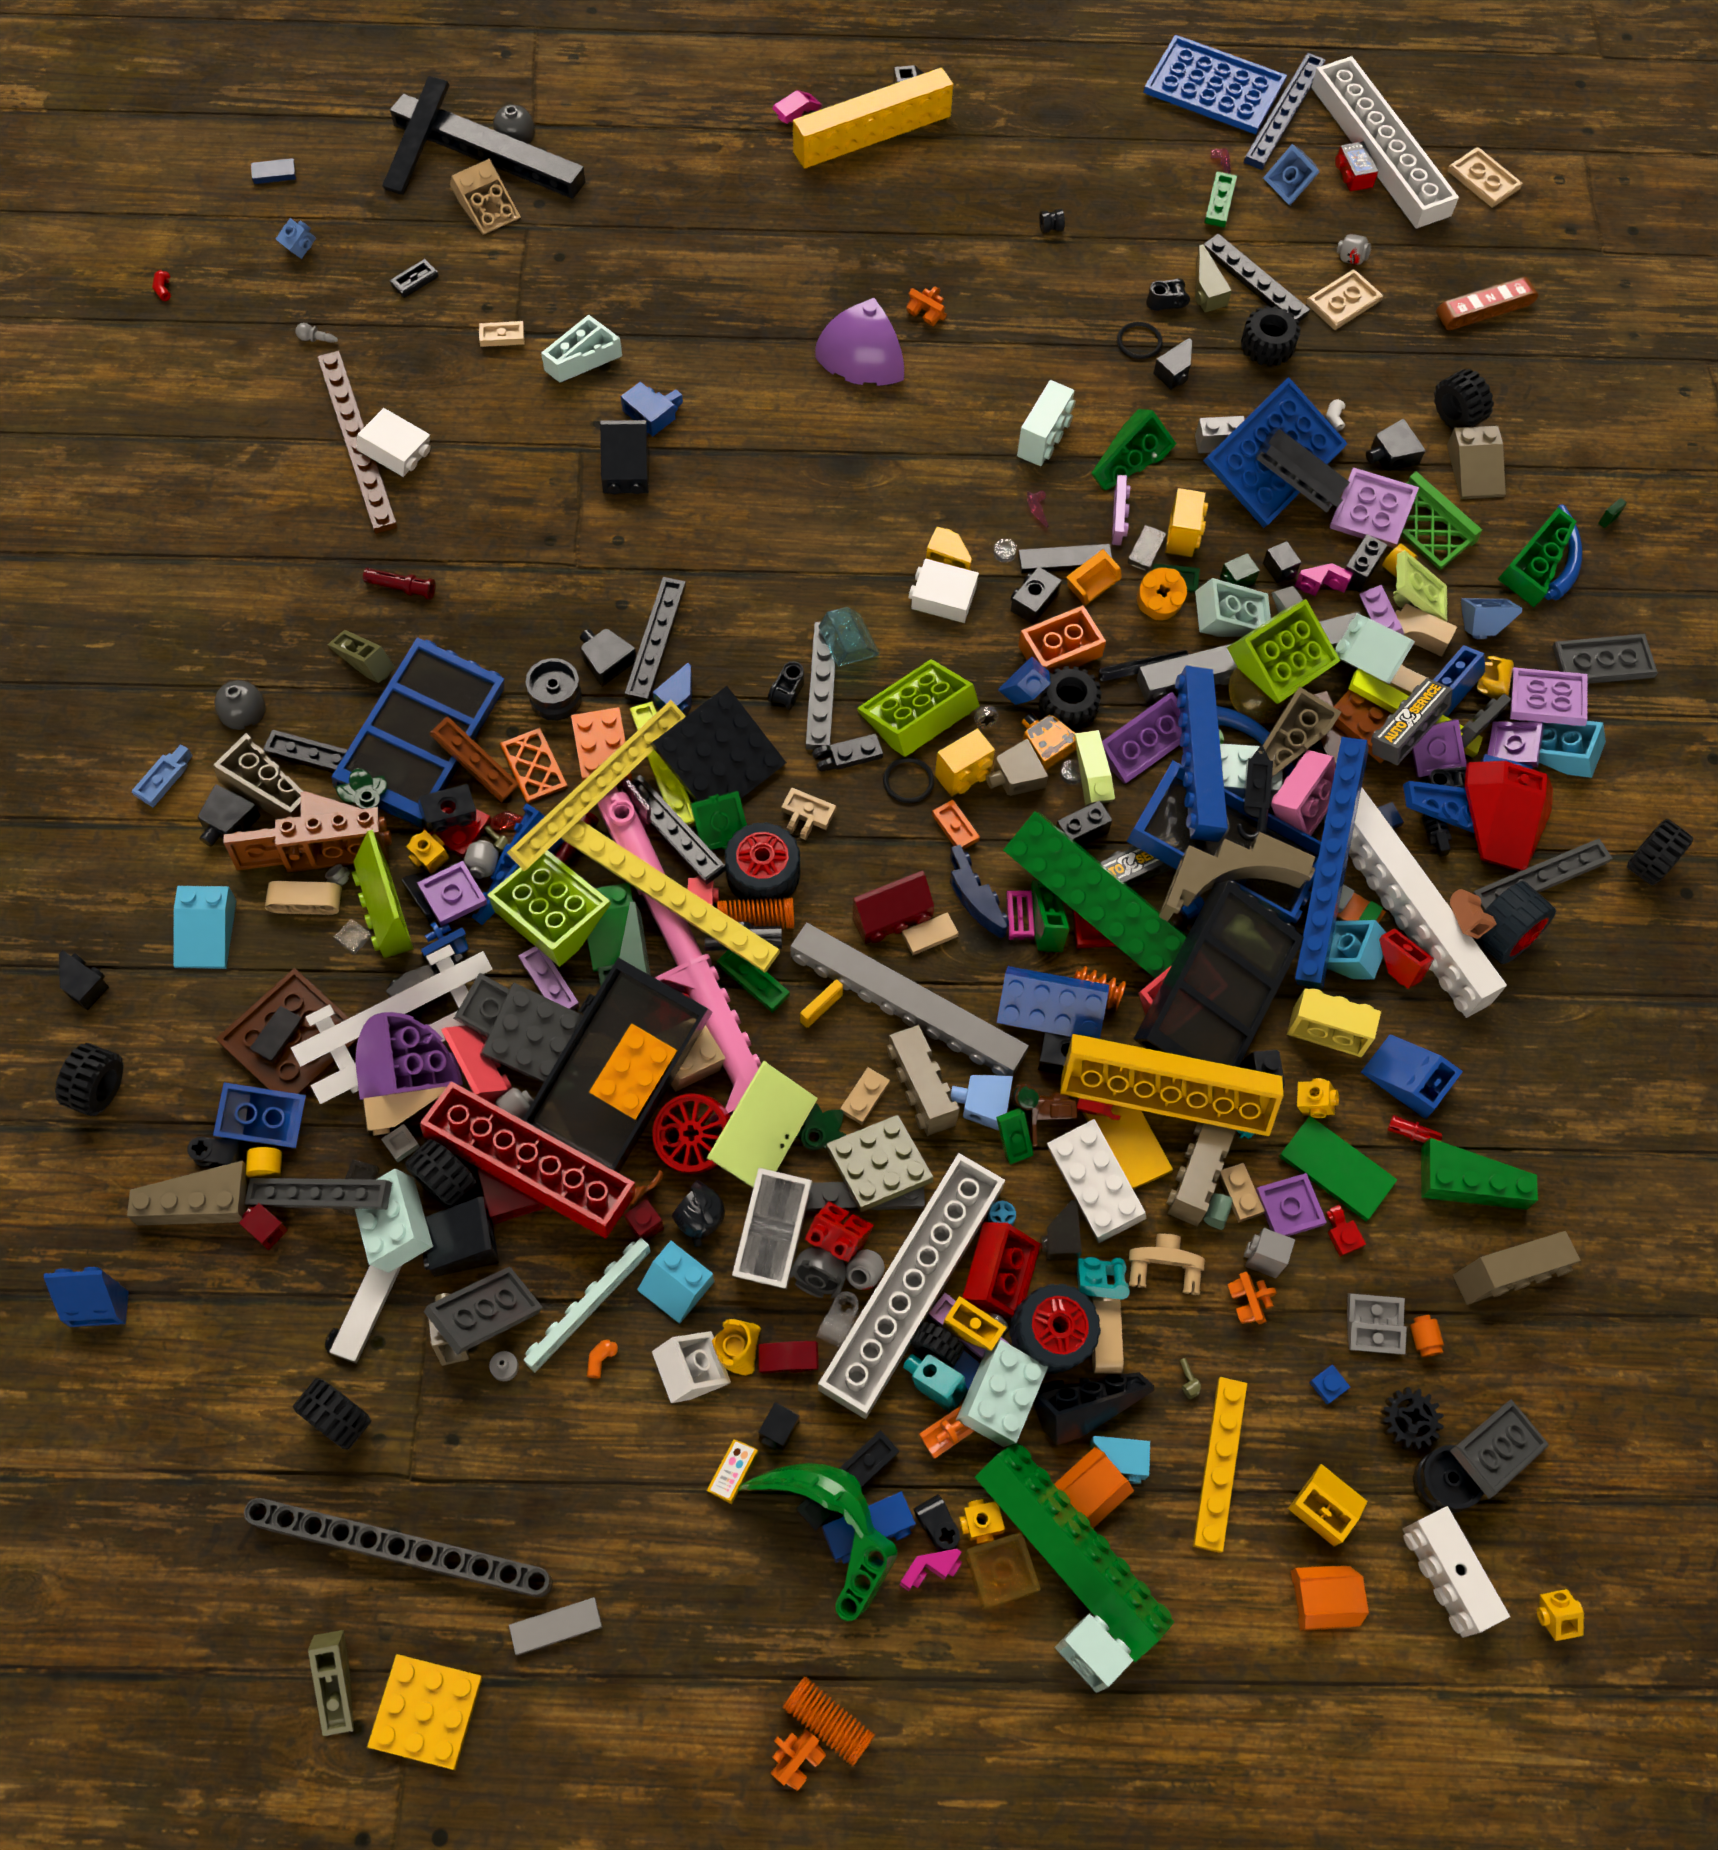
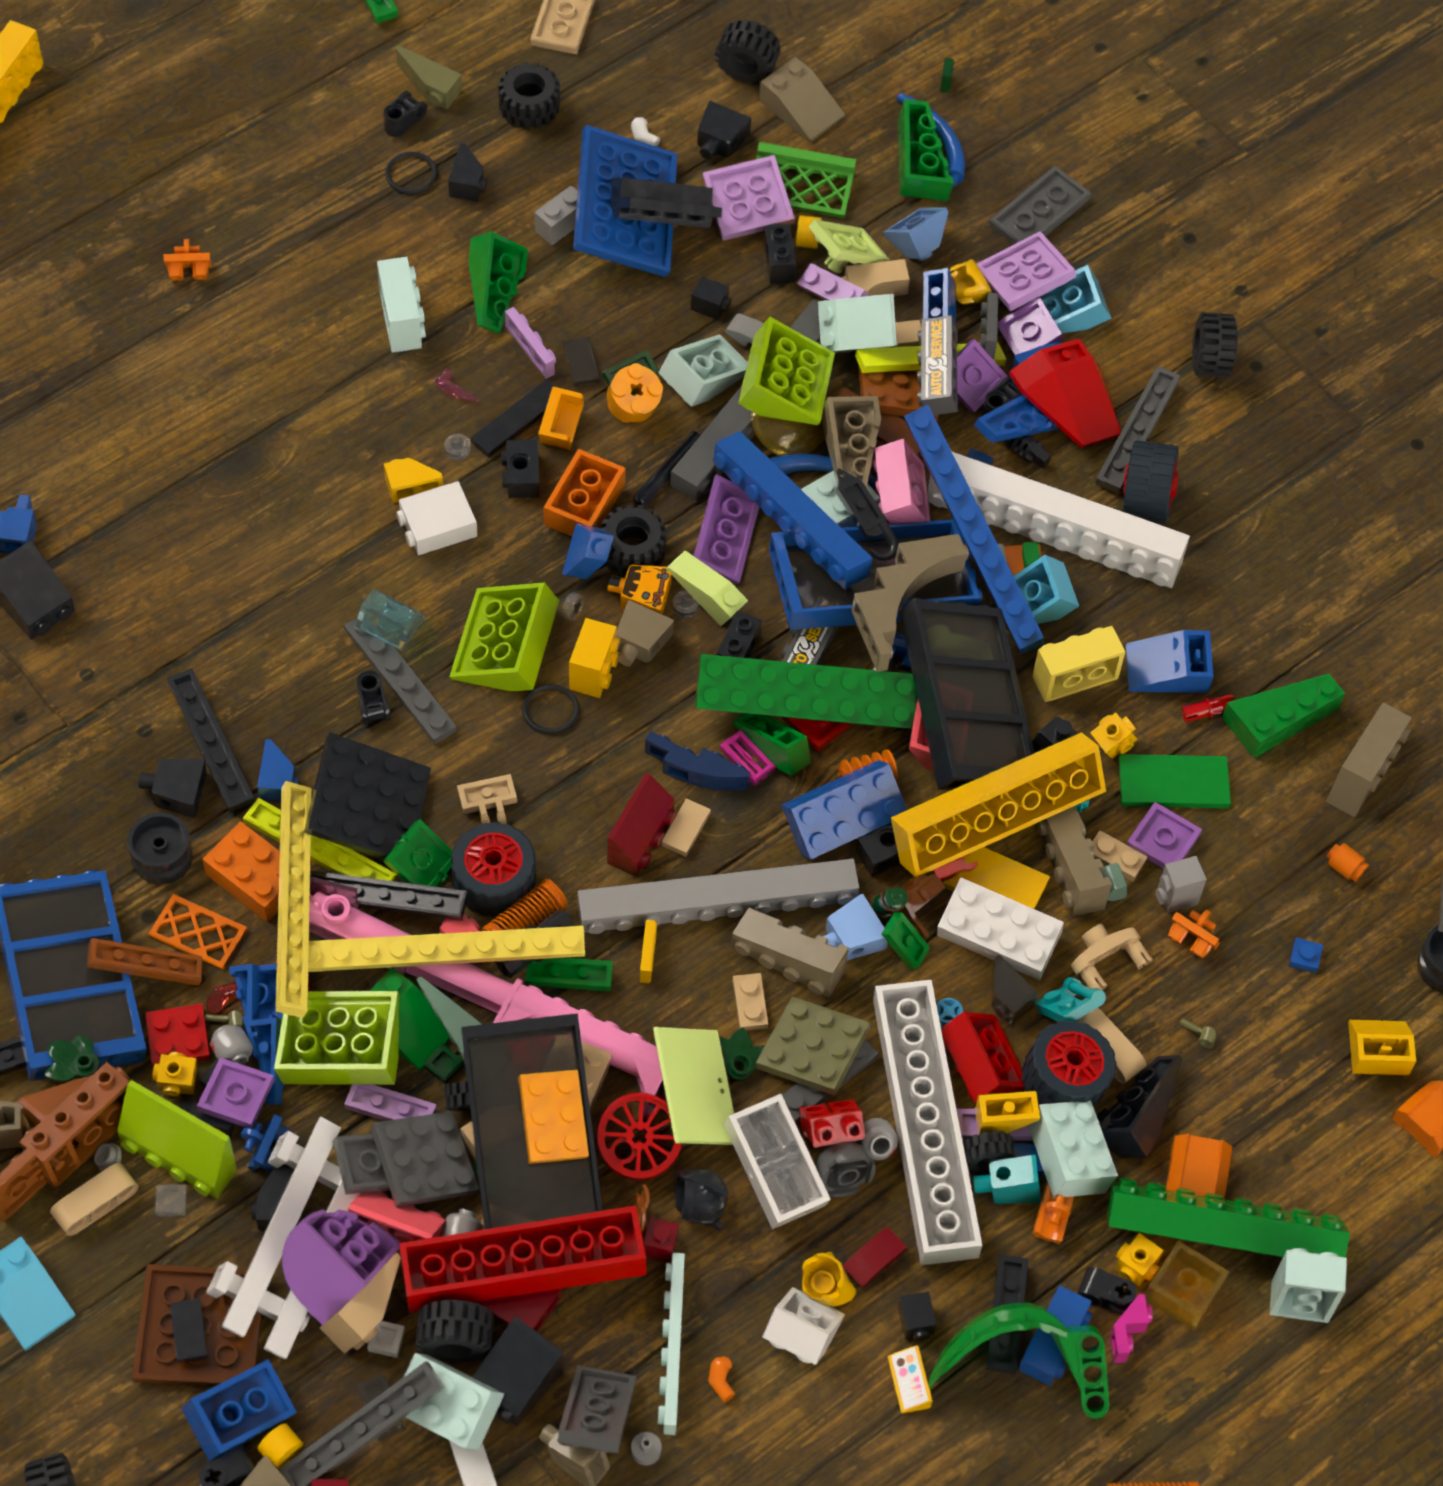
camera: 40 degrees left, 5 degrees down
(457, 798) = (170, 1006): black brick -> none
(675, 1282) = (731, 1268): medium azure slope -> none
(839, 1323) = (891, 1198): clear piece -> none
(848, 753) = (478, 720): hinge -> none
(861, 346) = (166, 340): medium lavender brick -> none
(955, 825) = (627, 719): orange plate -> none
(1052, 221) = (235, 107): black wheel -> none
(1128, 1456) = (1206, 1122): medium azure slope -> none
(1186, 522) = (601, 316): yellow brick -> none
(1220, 1465) = (1276, 1079): yellow plate -> none
(1240, 571) = (682, 330): brick -> none
(1254, 277) = (466, 48): plate -> none
(1311, 579) = (763, 281): dark pink slope -> none
(1345, 1235) = (1222, 830): red plate -> none
(1376, 1323) = (1301, 881): light grey slope -> none
(1404, 958) = (1089, 572): red slope -> none
(1424, 1420) = (1387, 933): black gear -> none
(1469, 914) = (1115, 497): nougat leg -> none

